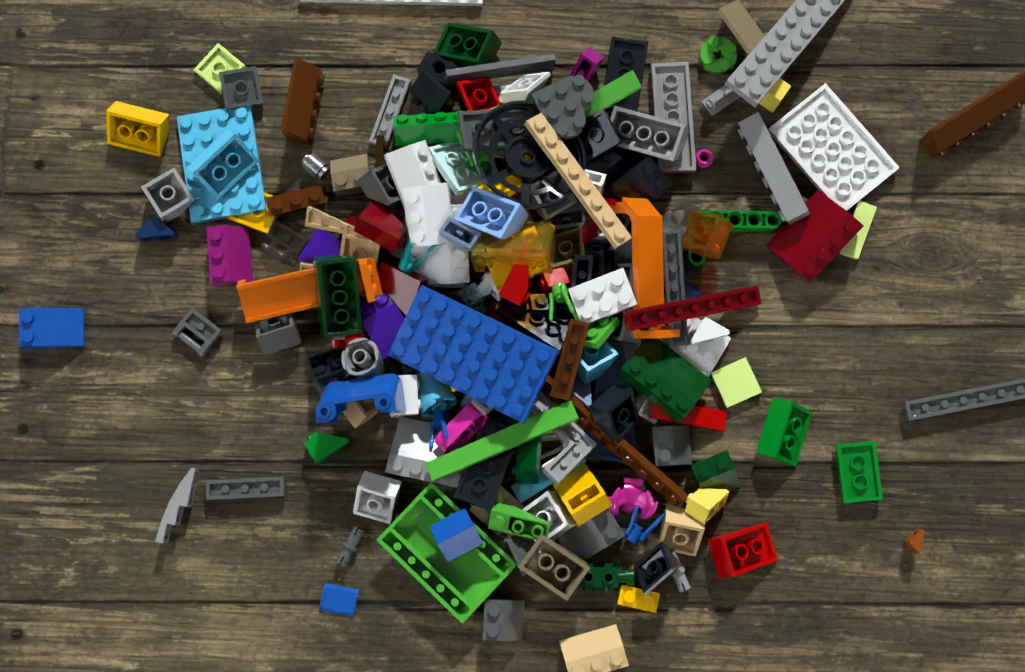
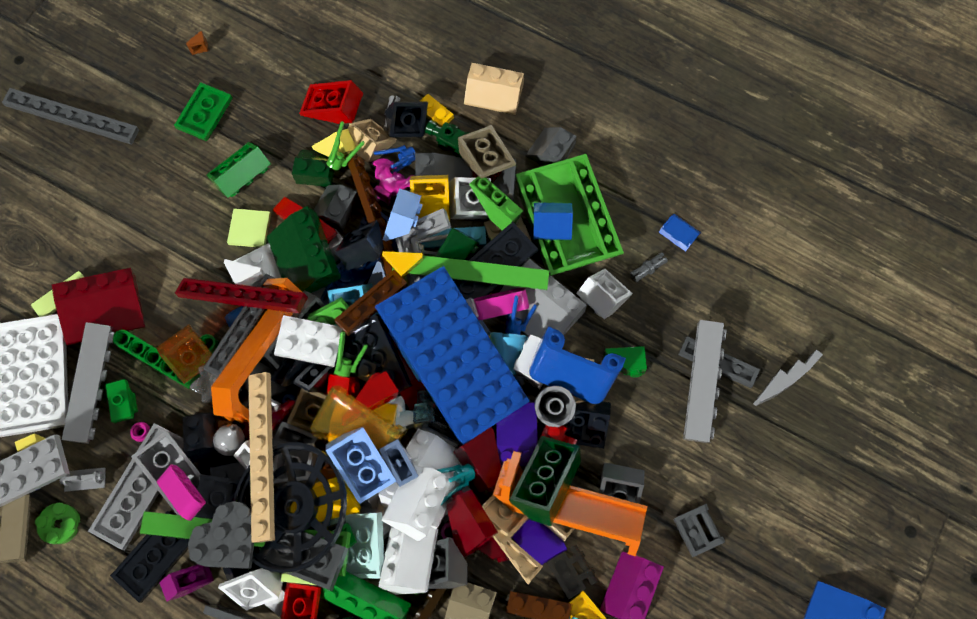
camera: 150 degrees left, 10 degrees down
(249, 460) = (704, 381): none -> light grey brick
(563, 410) = (403, 261): none -> yellow slope
(592, 458) = (403, 214): none -> light blue slope
(620, 185) = (228, 439): none -> light grey helmet
(624, 119) = (181, 492): none -> dark pink beam
(693, 486) = (336, 158): none -> bright green plant
(734, 169) = (121, 401): none -> green brick

